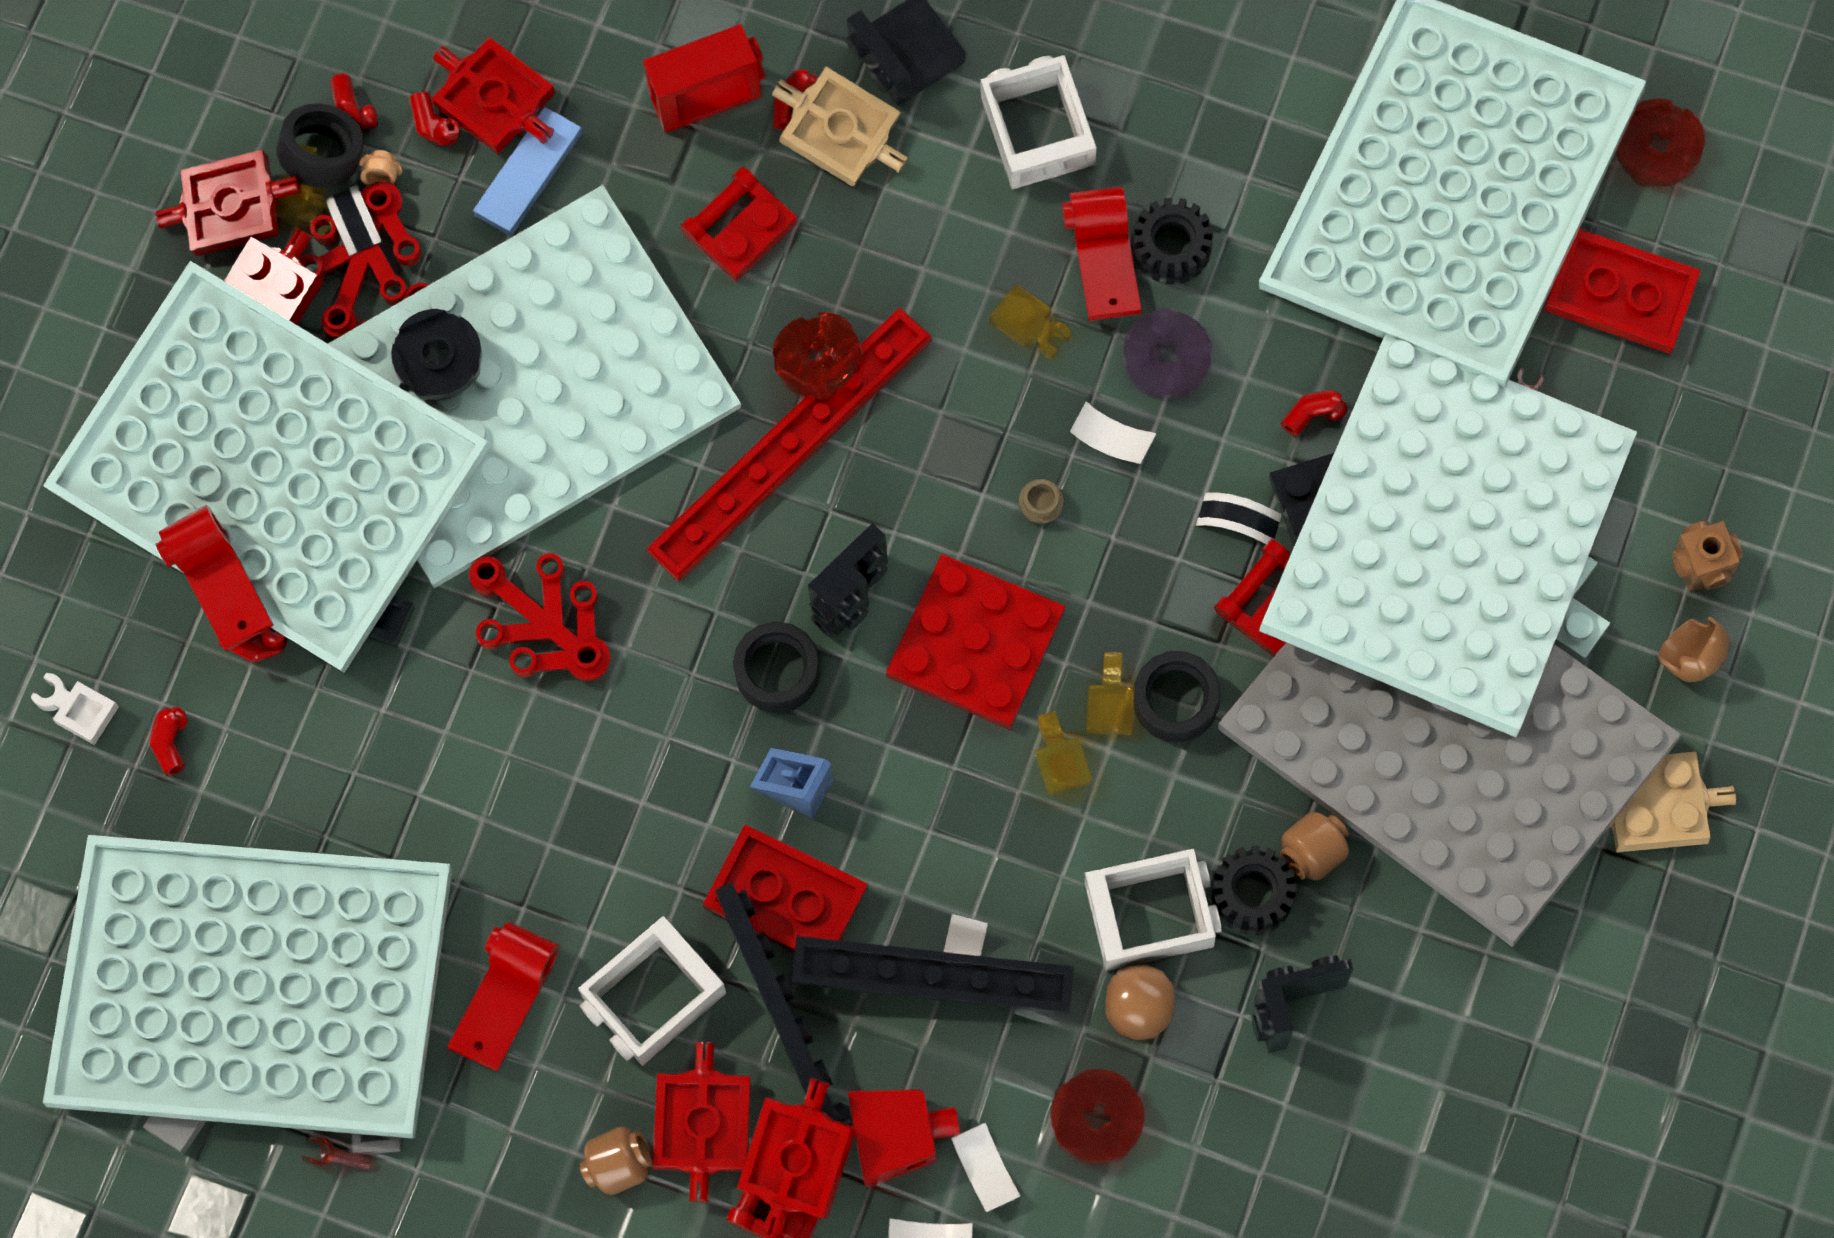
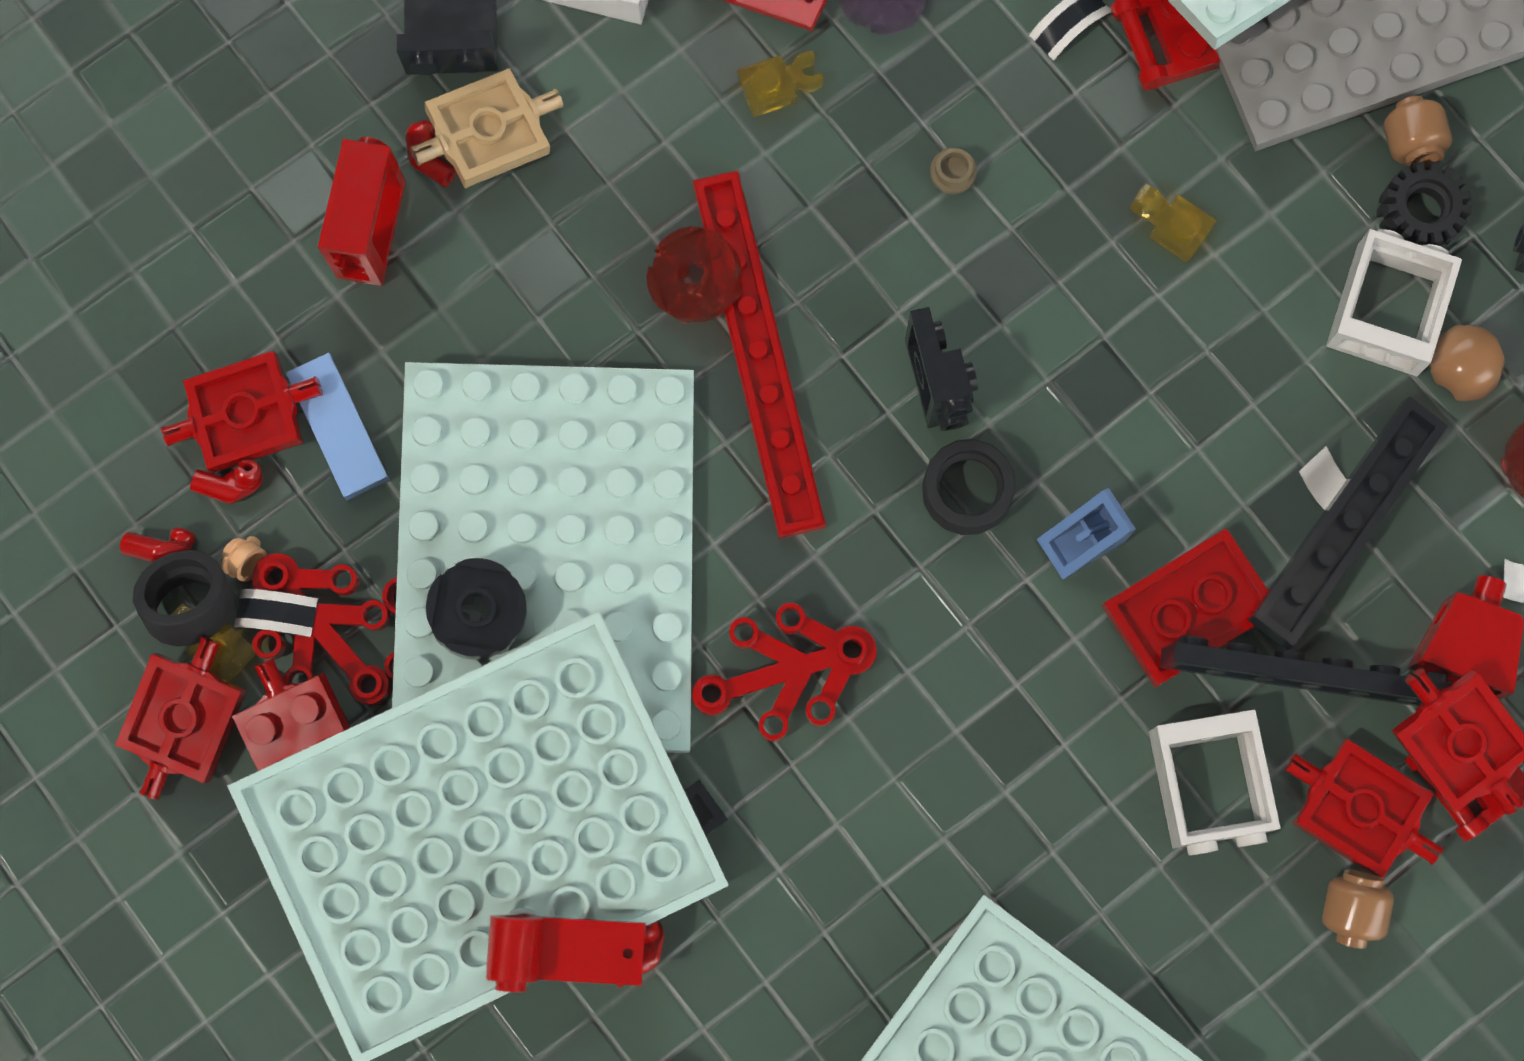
camera: 60 degrees left, 5 degrees up
(515, 977) = (1134, 920): red door -> none
(746, 236) = (533, 270): red plate -> none
(975, 641) = (1048, 303): red plate -> none
(1061, 761) = (1209, 295): clear yellow plate -> none
(1111, 436) = (932, 76): white sticker -> none
(1176, 662) = (1226, 136): black tyre -> none

